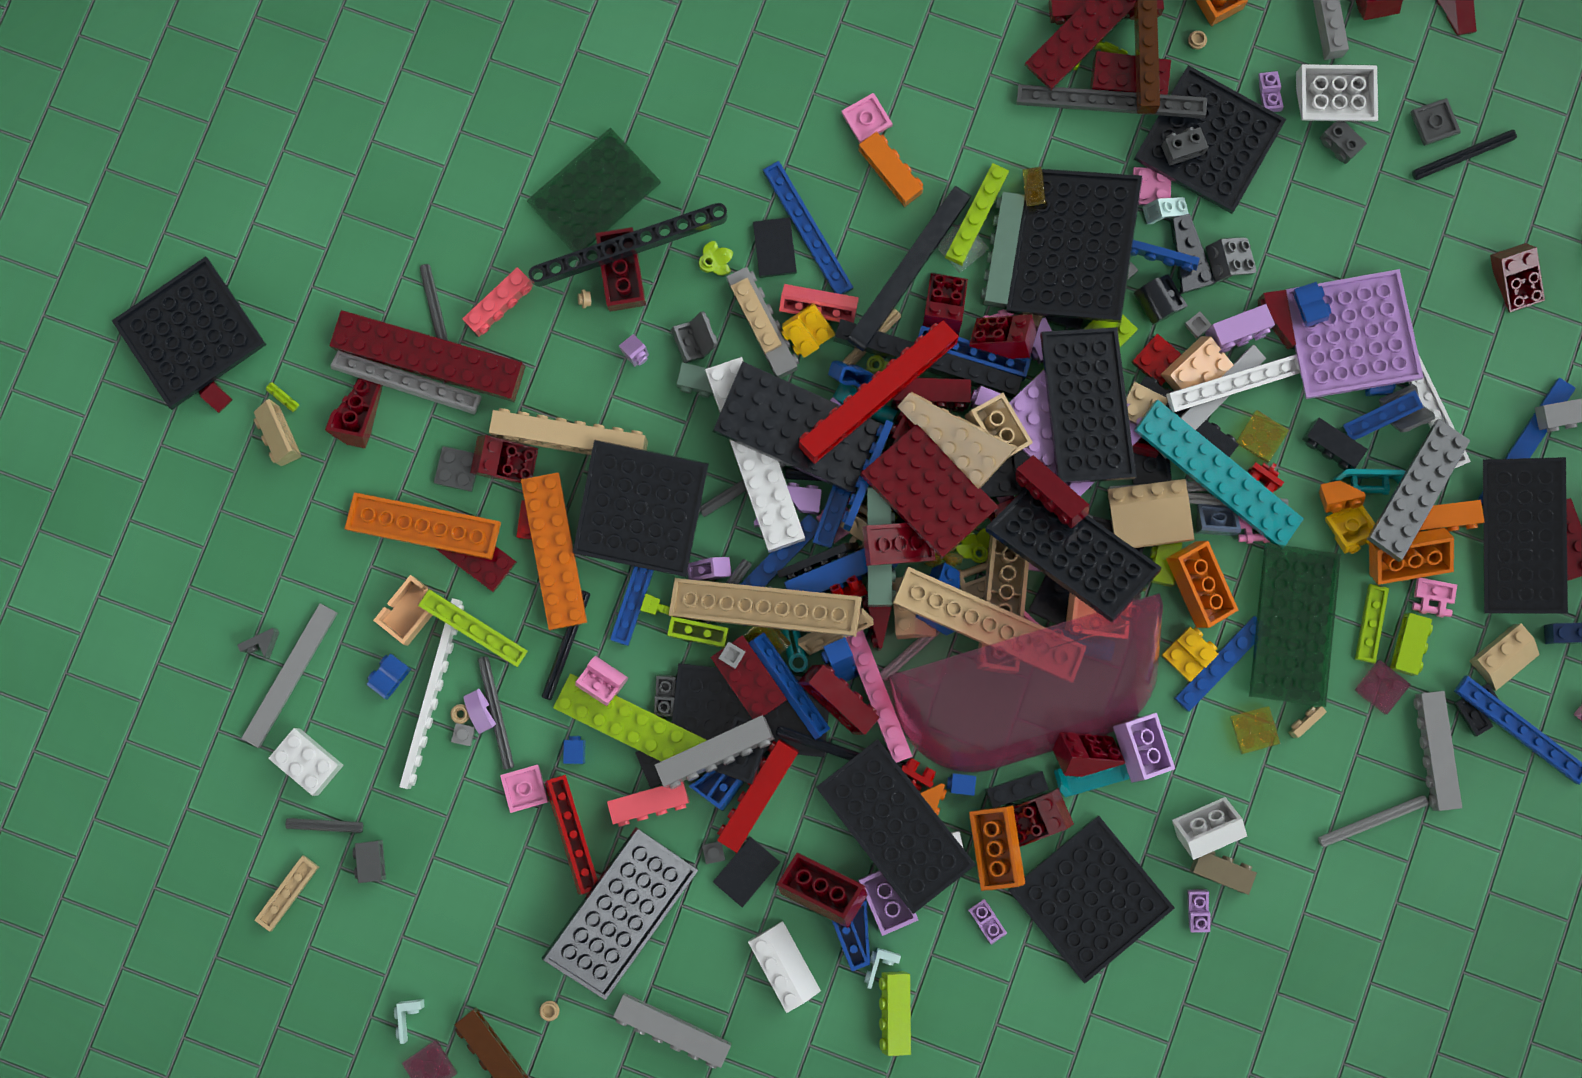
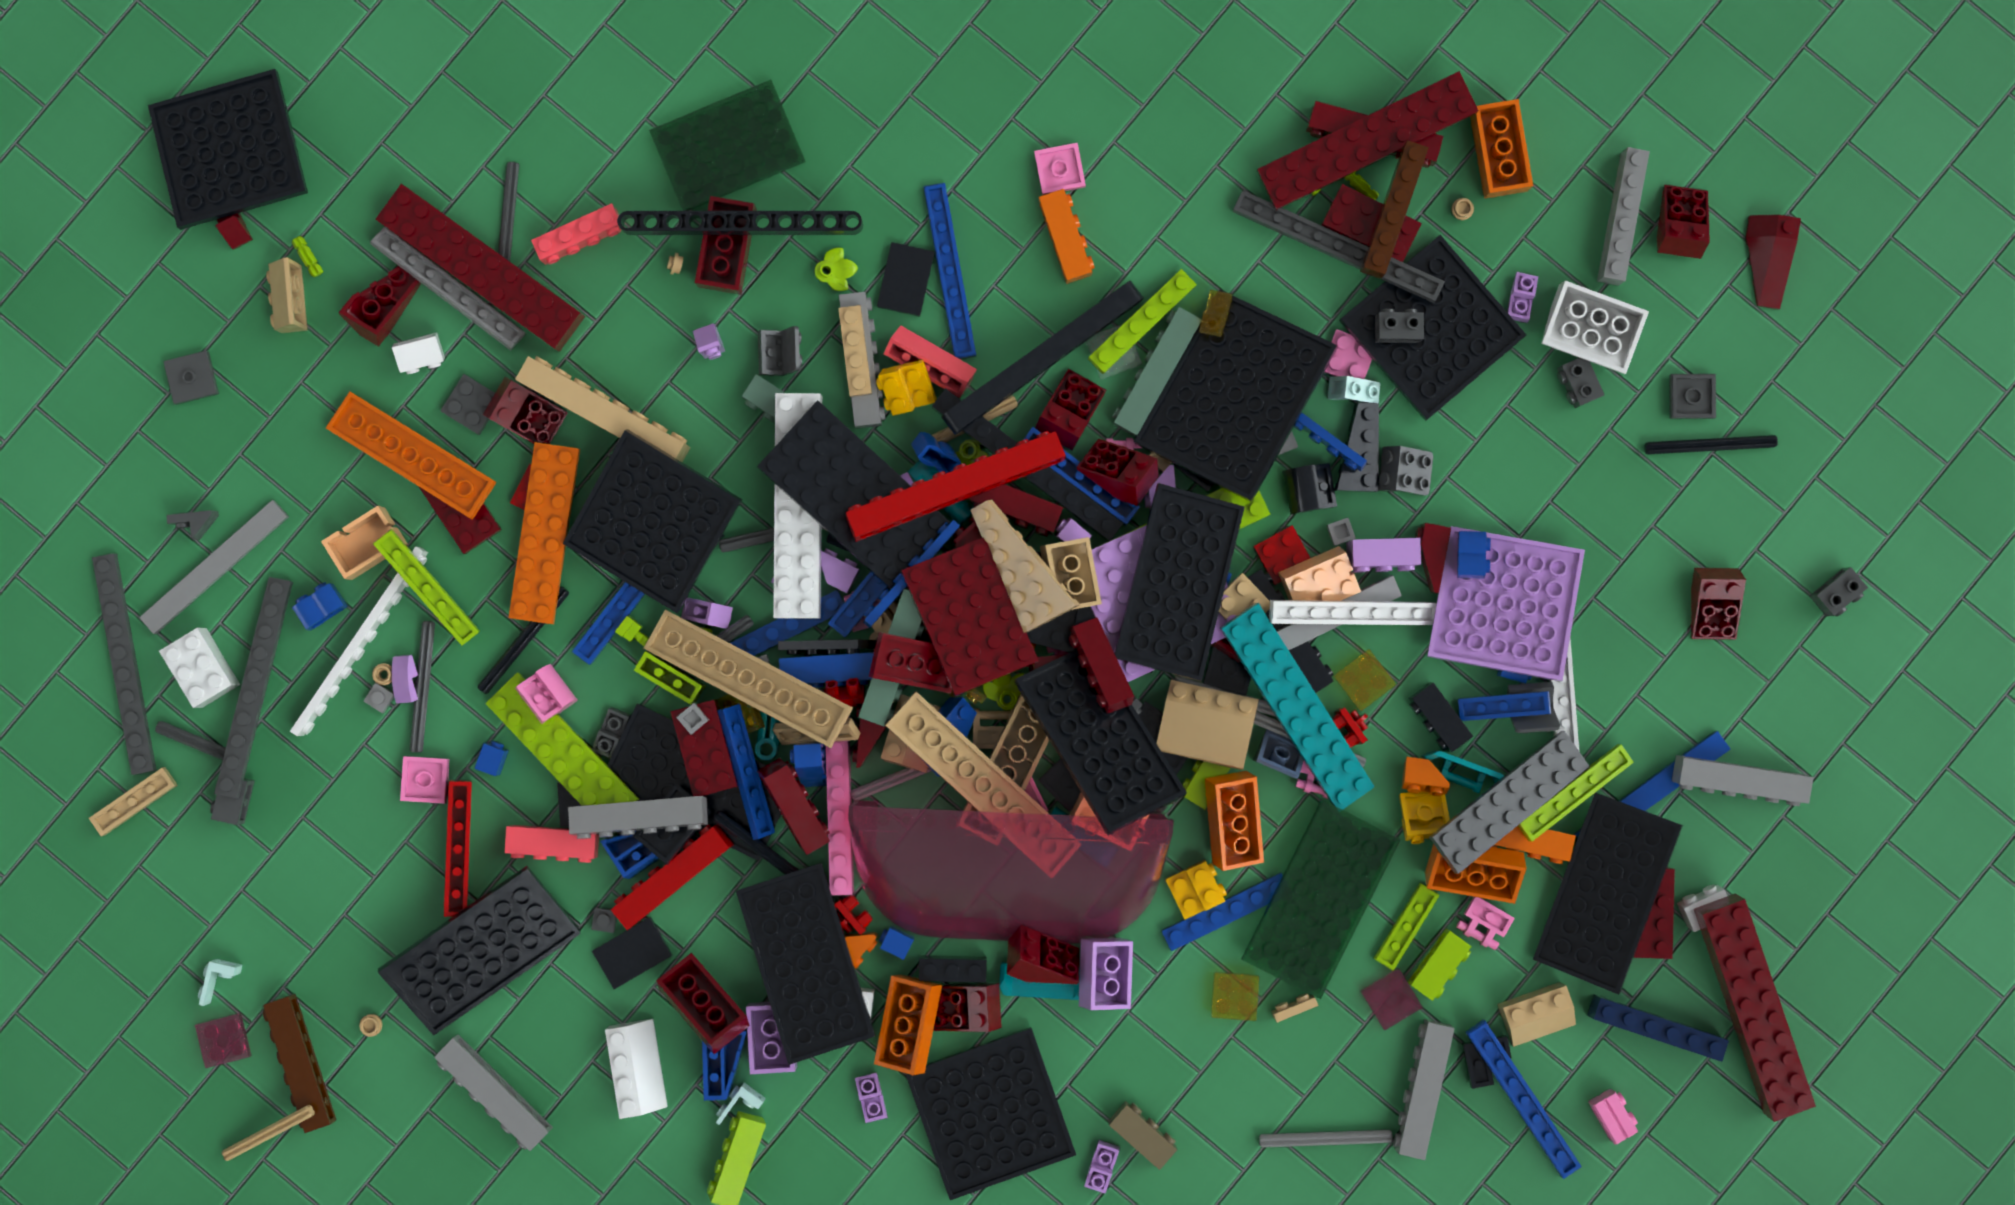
camera: 20 degrees right, 5 degrees up
(219, 527) = (191, 377): none -> dark grey plate
(241, 782) = (124, 664): none -> dark grey plate
(357, 762) = (253, 688): none -> dark grey plate
(400, 442) = (418, 353): none -> white brick
(1209, 828) = (1143, 1084): white brick -> none
(1468, 464) = (1576, 792): none -> lime plate

